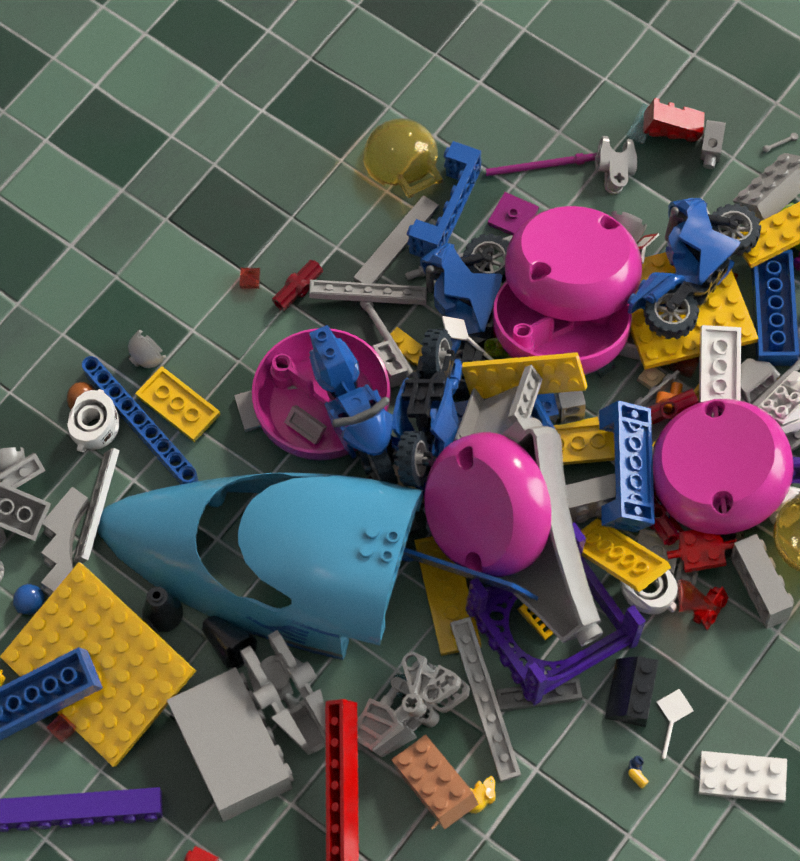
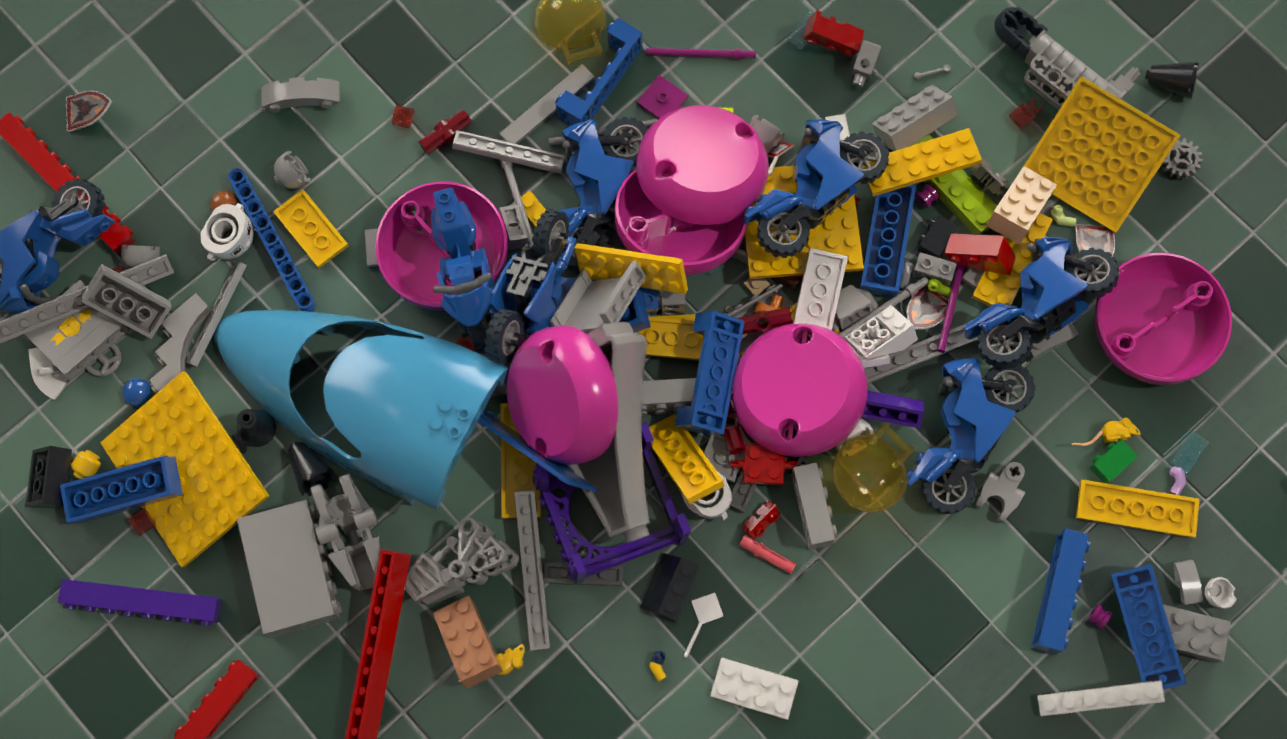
camera: 10 degrees right, 10 degrees up
(137, 272) = (299, 92): none -> light grey brick
(305, 424) = (422, 271): light grey tile -> none
(458, 330) = (579, 208): white piece -> none
(494, 348) = (610, 233): clear neon green cone -> none
(615, 165) = (769, 67): light grey piece -> none
(691, 599) = (744, 512): clear red slope -> none
(724, 639) = (767, 554): none -> coral pin

